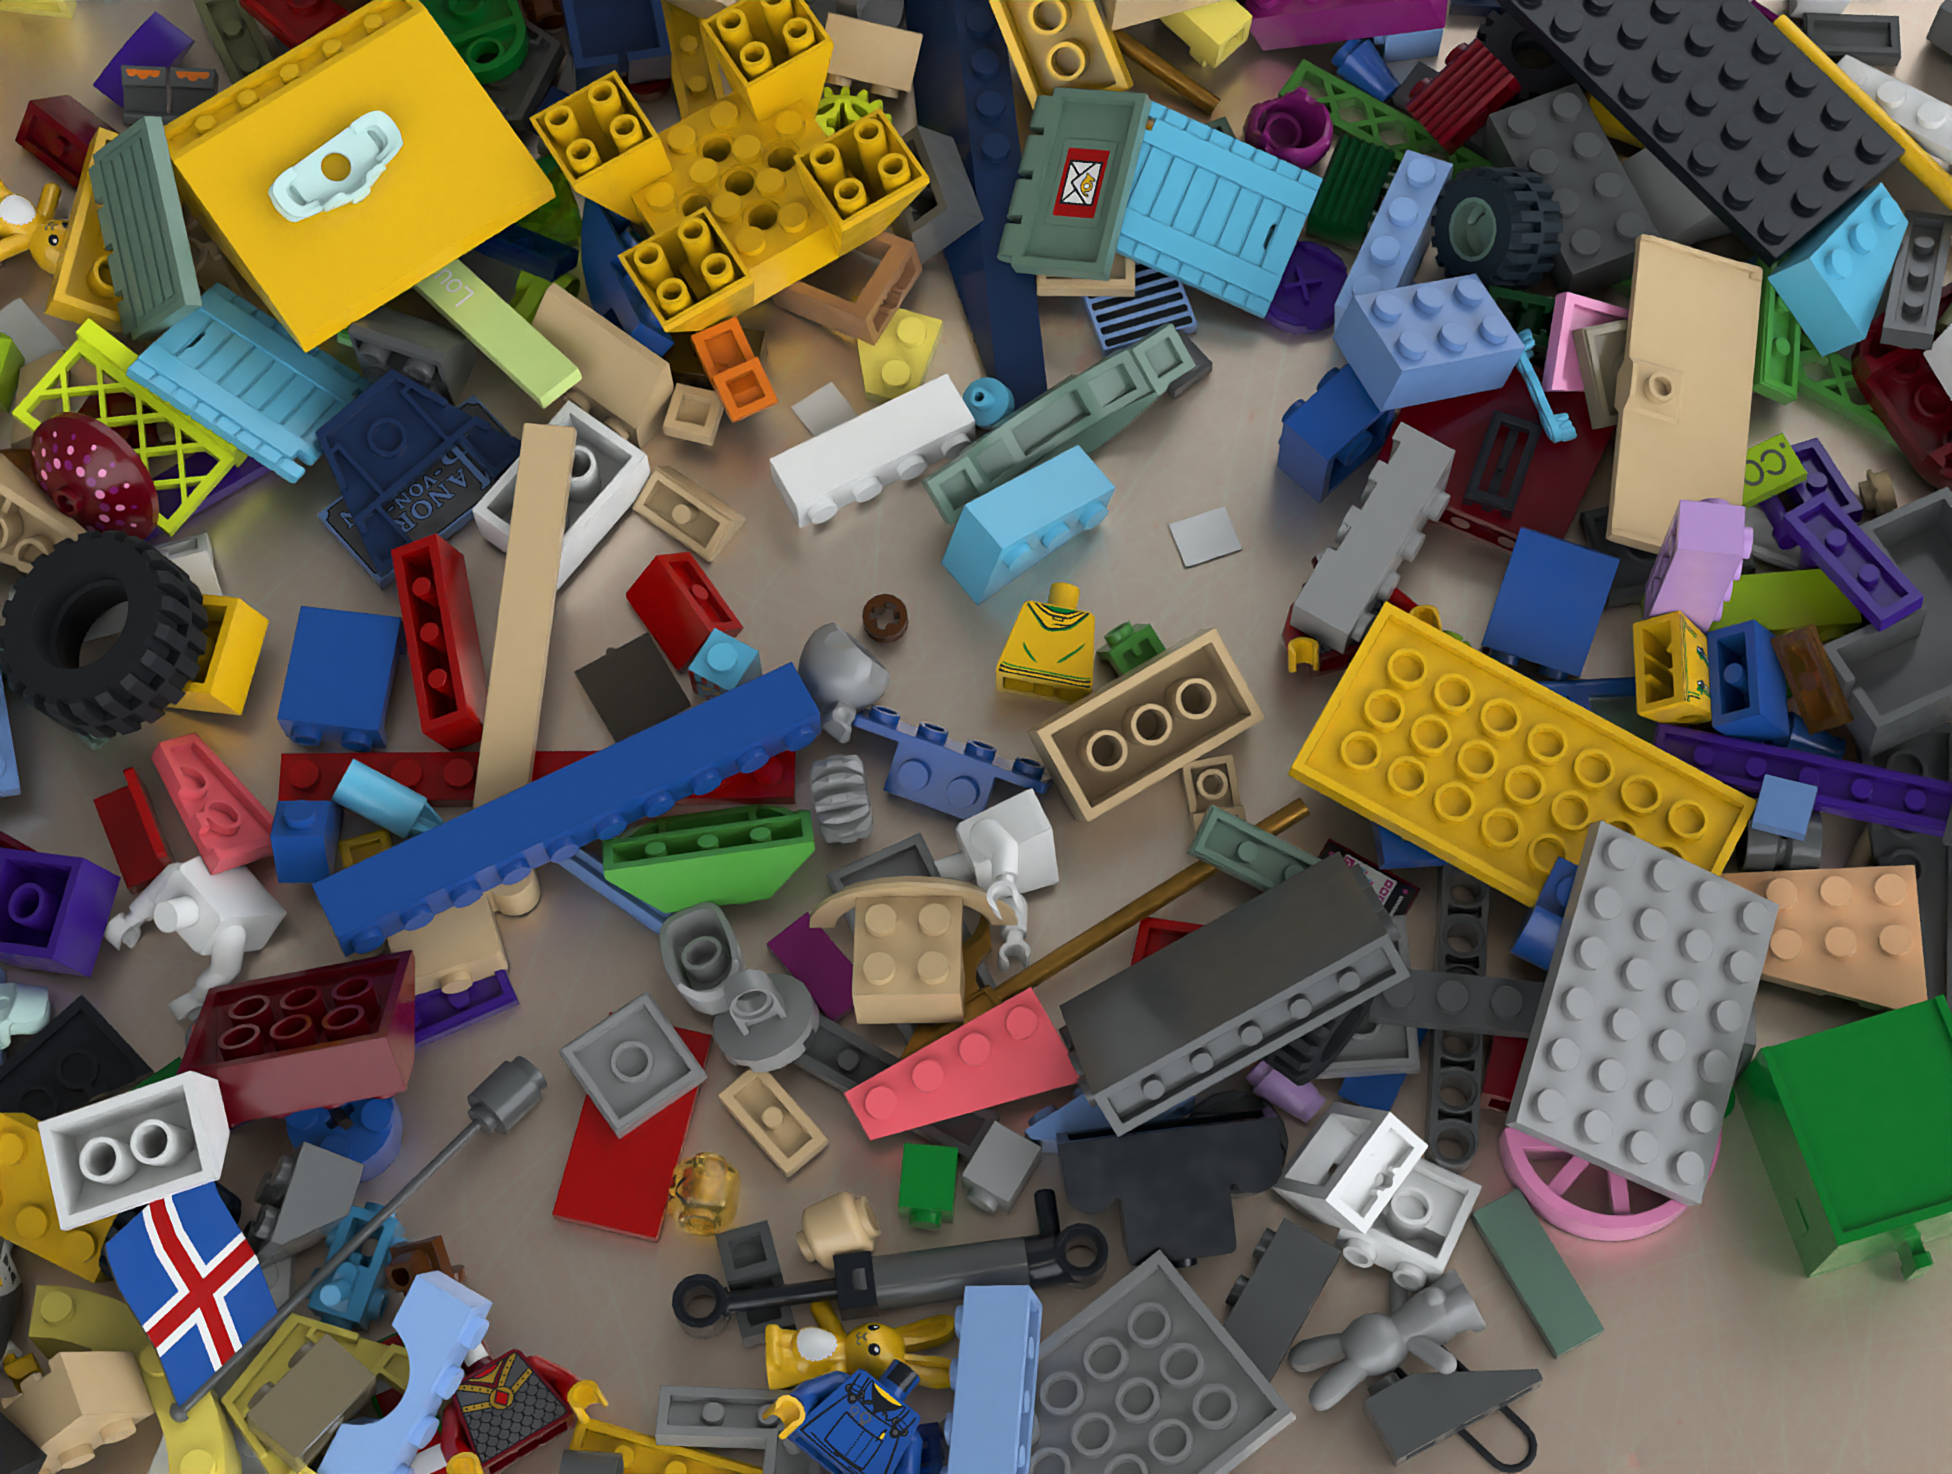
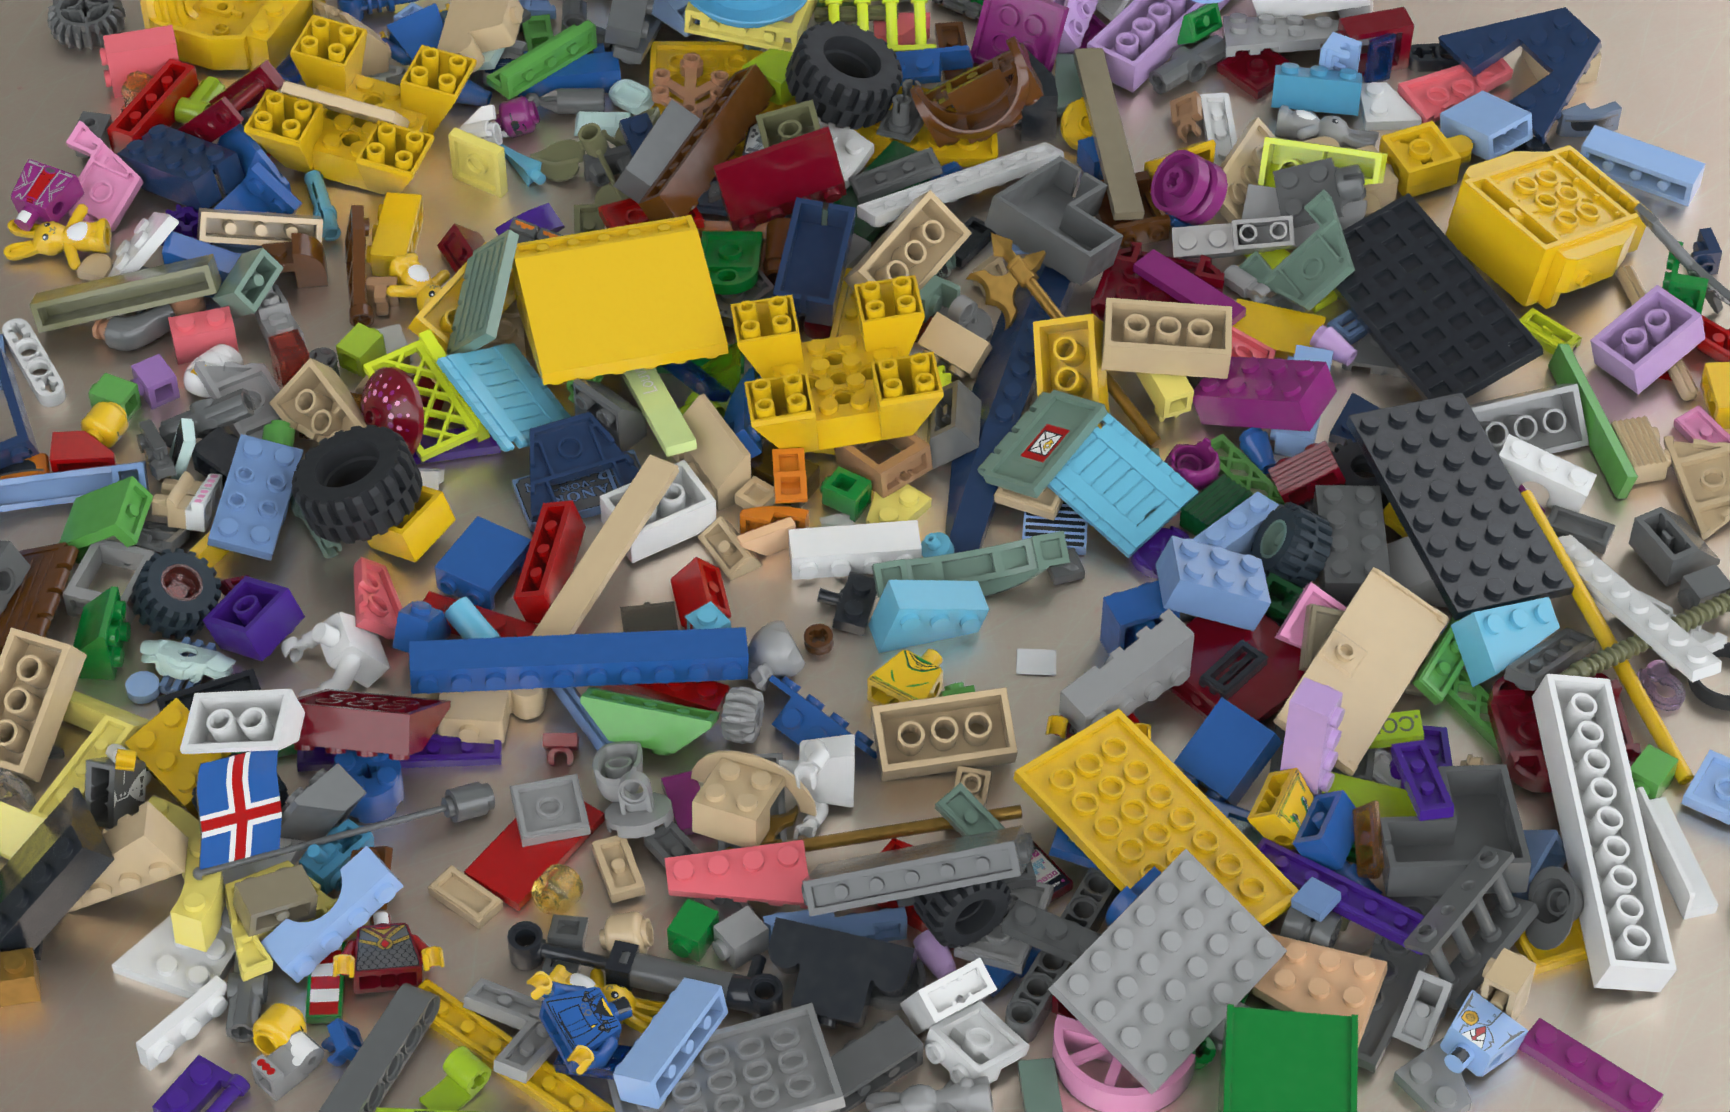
camera: 20 degrees right, 20 degrees down
(134, 832) = (325, 597): red panel -> none
(366, 144) = (628, 287): light aqua piece -> none
(571, 1252) = (465, 897): none -> tan tile
(597, 942) = (560, 743): none -> dark red tile
(720, 452) = (761, 516): none -> orange slope
(741, 477) = (768, 538): none -> light nougat tile
(818, 357) = (846, 492): none -> green brick
(907, 539) = (852, 604): none -> black plate
(1556, 426) = (1275, 655): medium azure piece -> none

